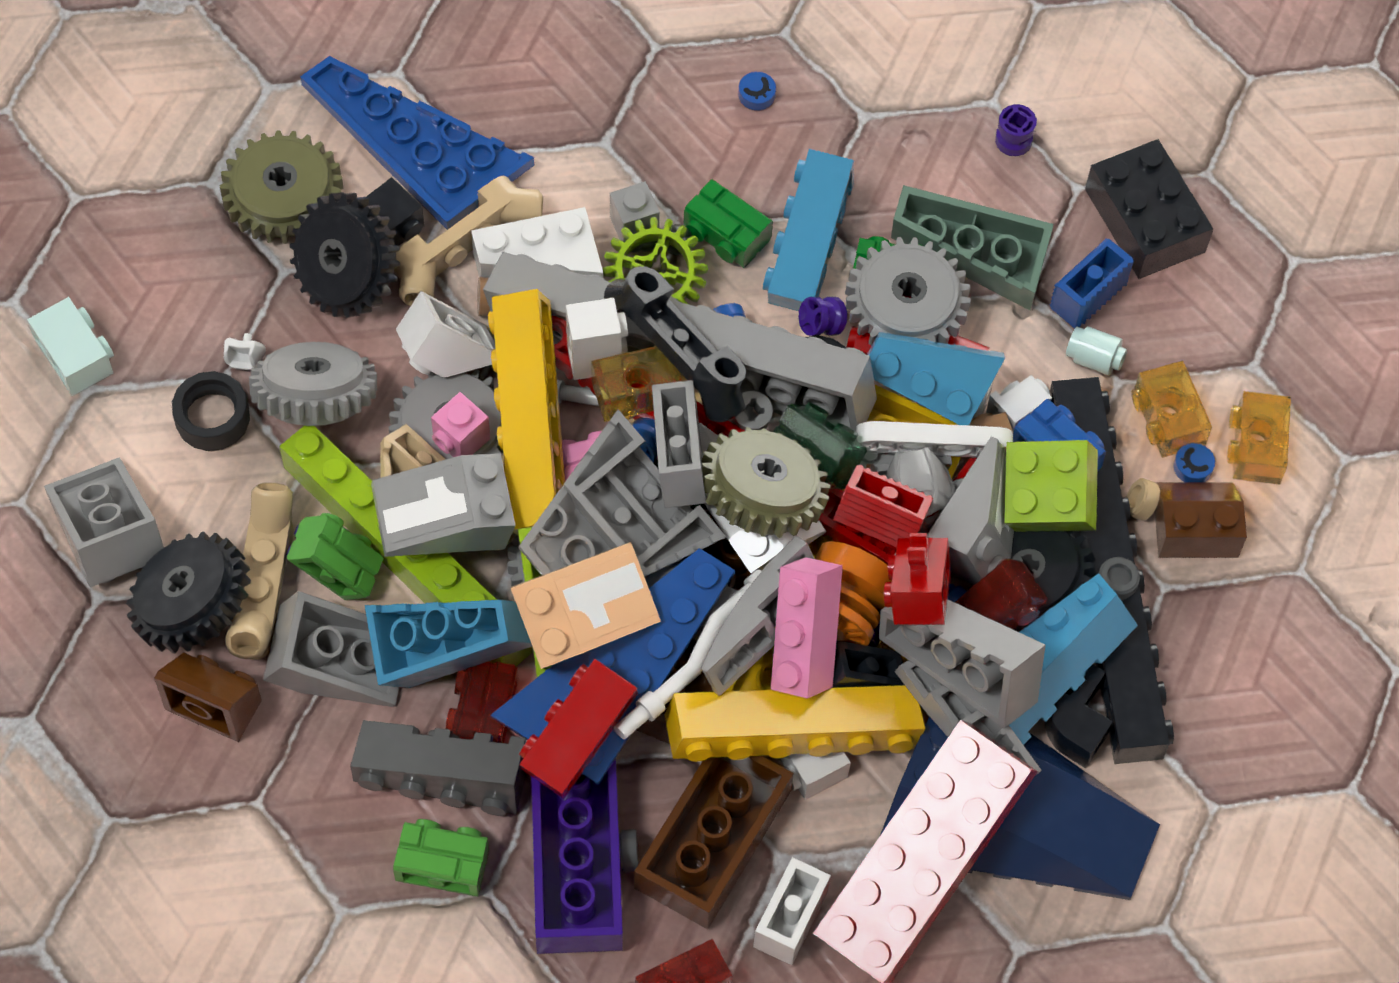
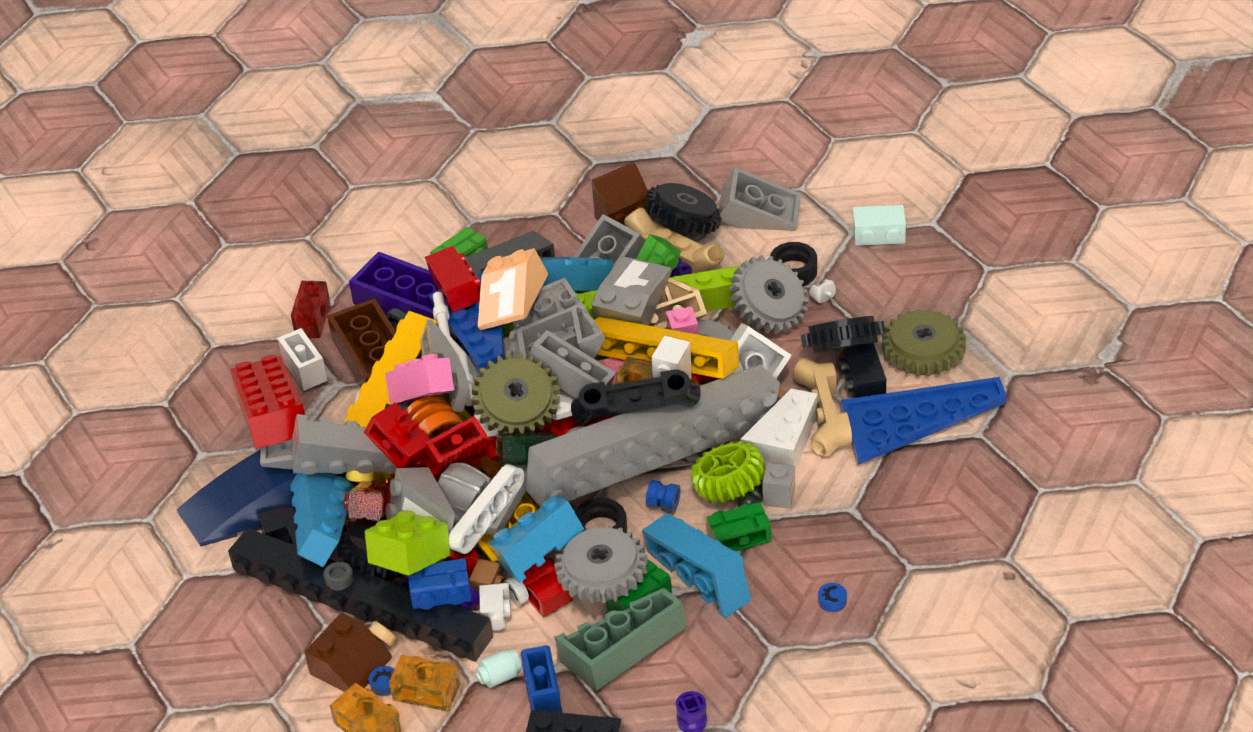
camera: 130 degrees right, 20 degrees down
(822, 316) = (629, 522): dark purple wheel -> none

